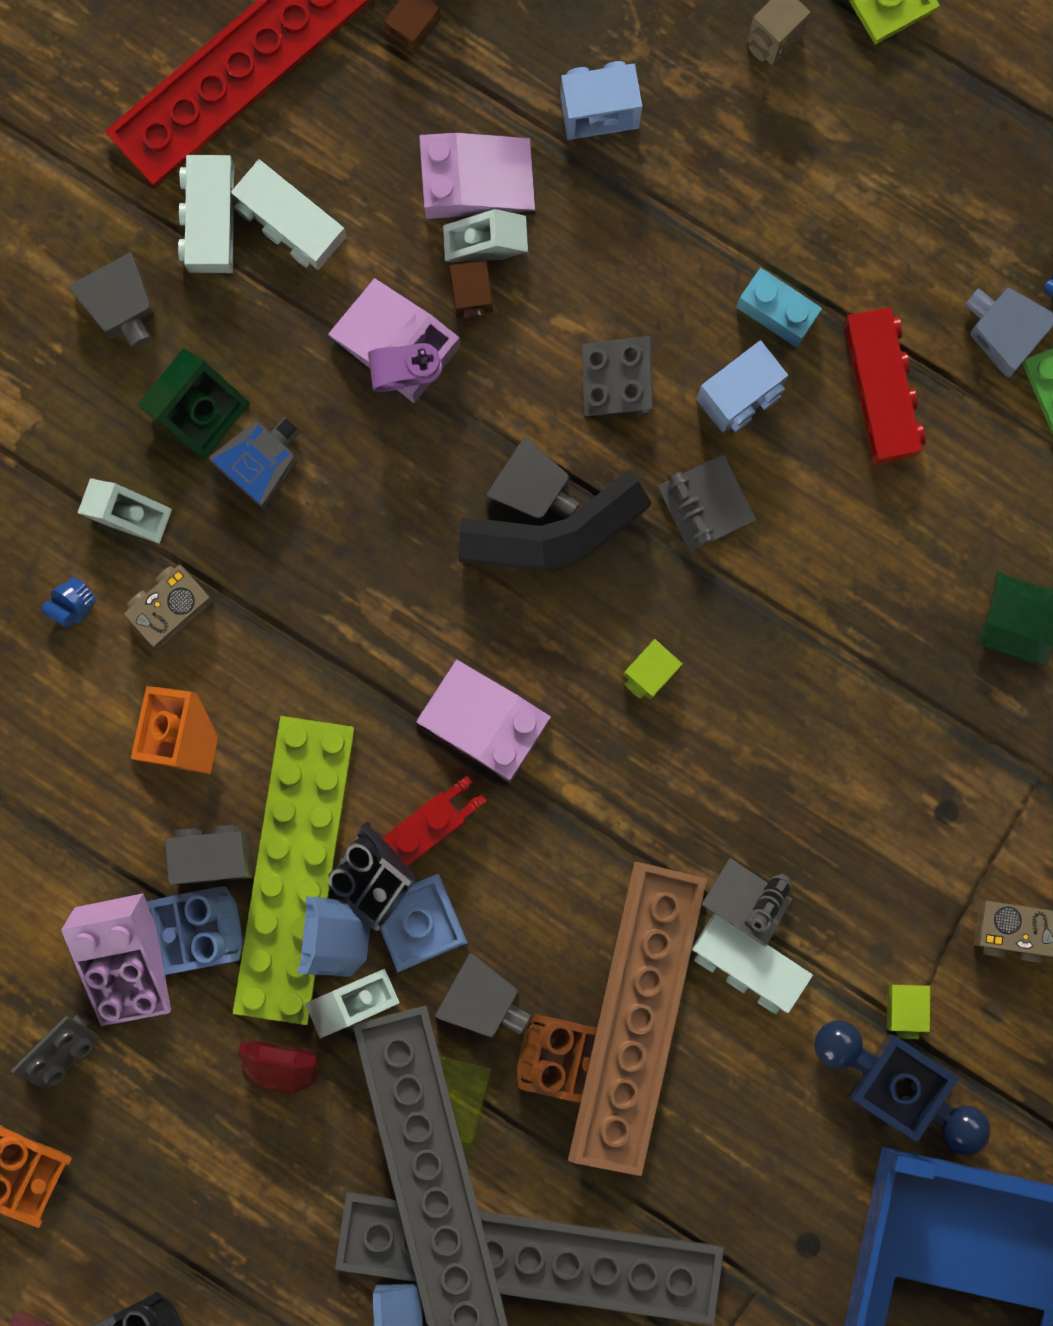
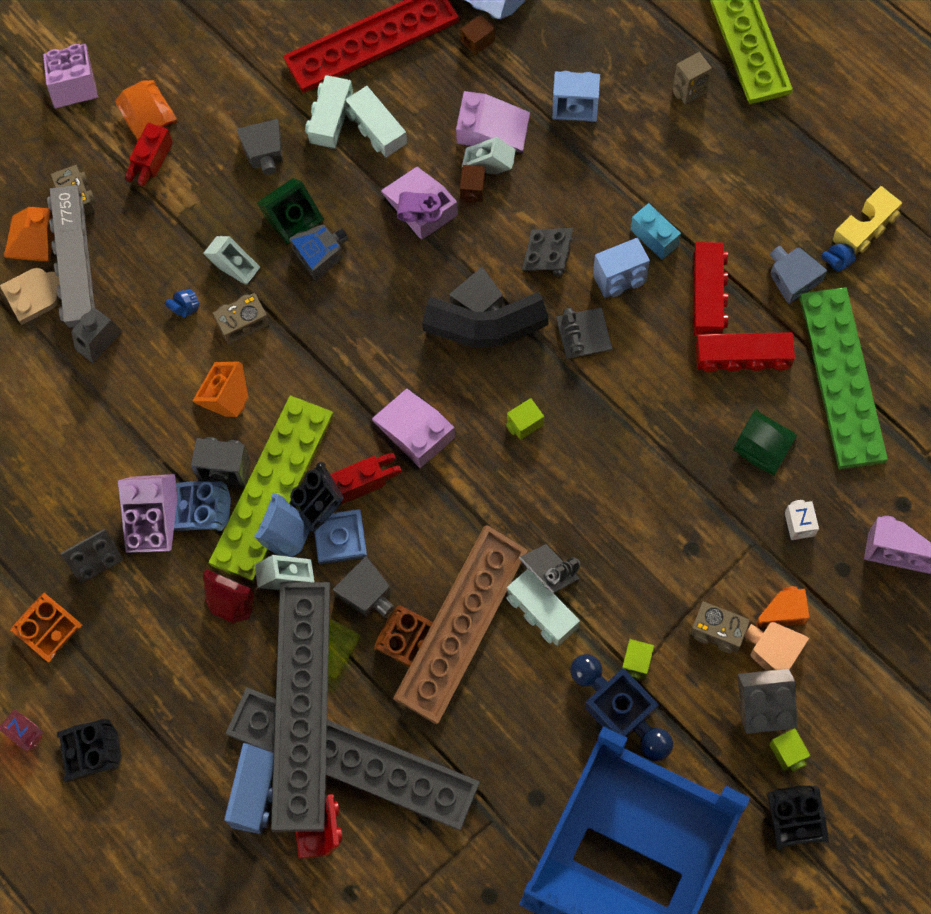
camera: 20 degrees right, 15 degrees down
(960, 478) = (745, 351): none -> red brick

